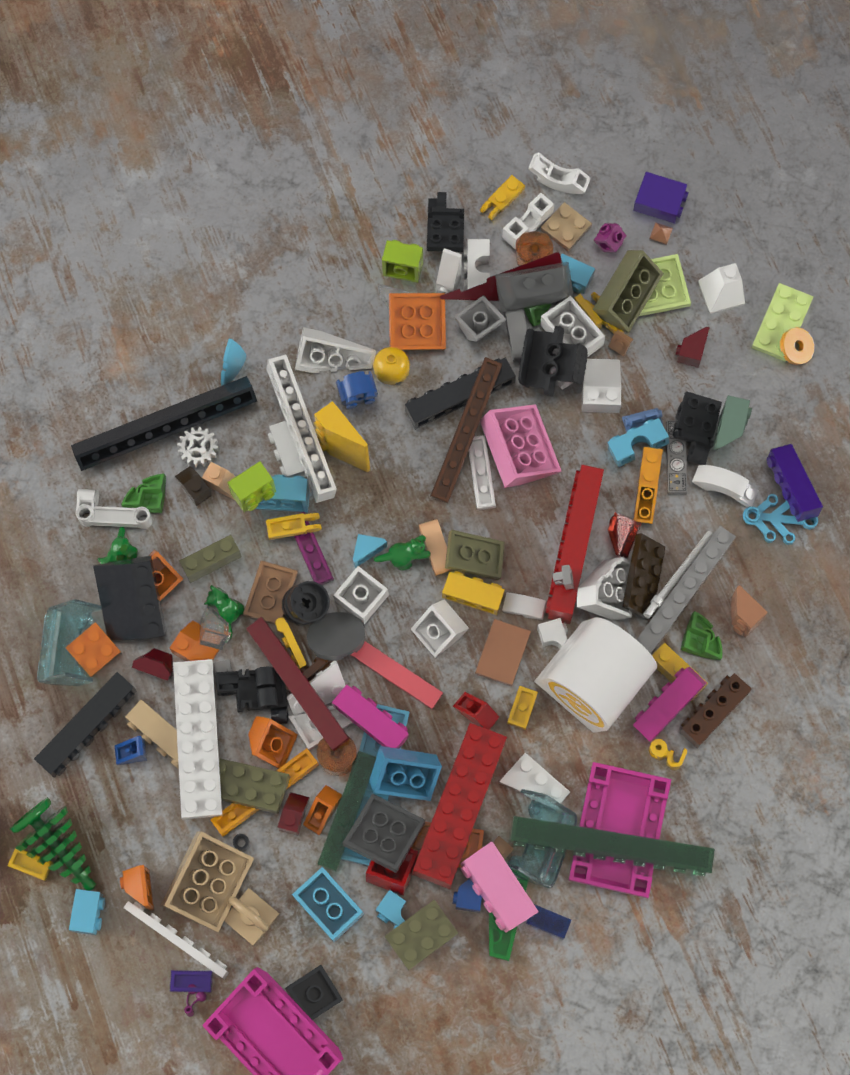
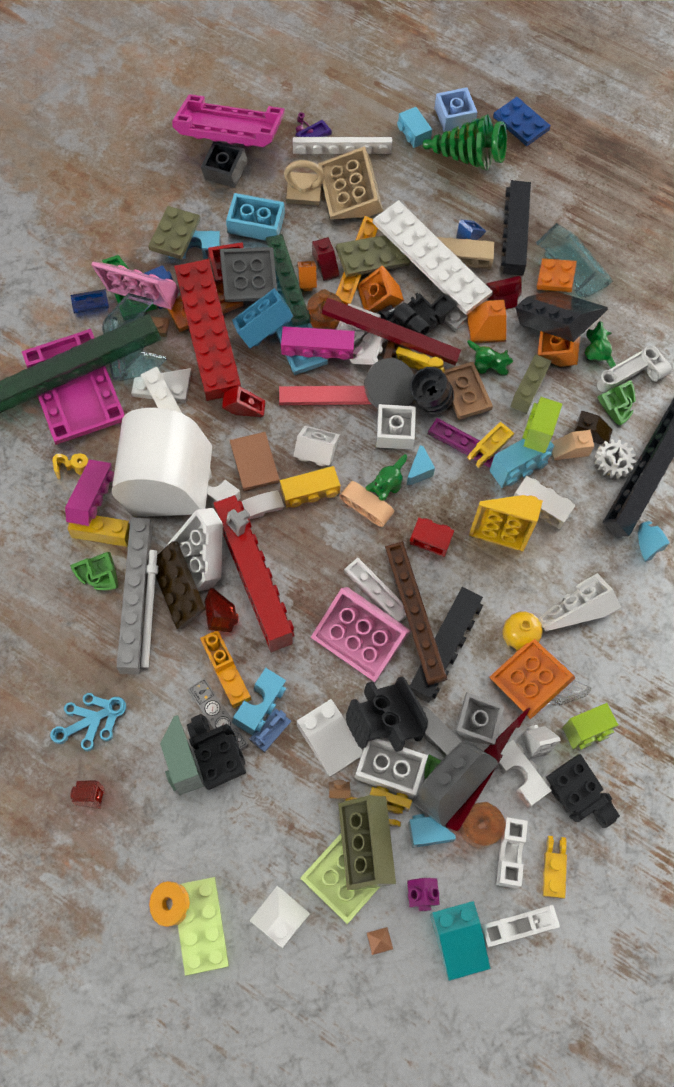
camera: 140 degrees right, 5 degrees down
(30, 900) = (454, 108): none -> light blue brick
(137, 884) = (390, 156): orange slope -> none
(214, 629) = (483, 333): clear slope -> none
(237, 838) = (347, 222): black hose -> none
(301, 428) = (551, 512): white brick -> none
(357, 389) = (532, 583): blue brick -> none
(404, 483) = (431, 536): none -> red brick
(474, 554) = (330, 513): olive plate -> none
(522, 707) = (209, 426): yellow plate -> none
(548, 749) = (159, 390): none -> white brick
(566, 226) = (473, 880): tan plate -> none
(604, 197) = (460, 940): none -> teal slope
(661, 197) = (405, 978): dark purple brick -> none
(692, 348) = (269, 831): dark red slope -> none
(715, 710) = (50, 521): reddish brown brick -> none
(727, 482) = (155, 714): white arch -> none
(745, 612) = (66, 608): nougat slope -> none
(794, 482) = (92, 755): dark purple brick -> none
(814, 458) = (88, 794): none -> clear red slope

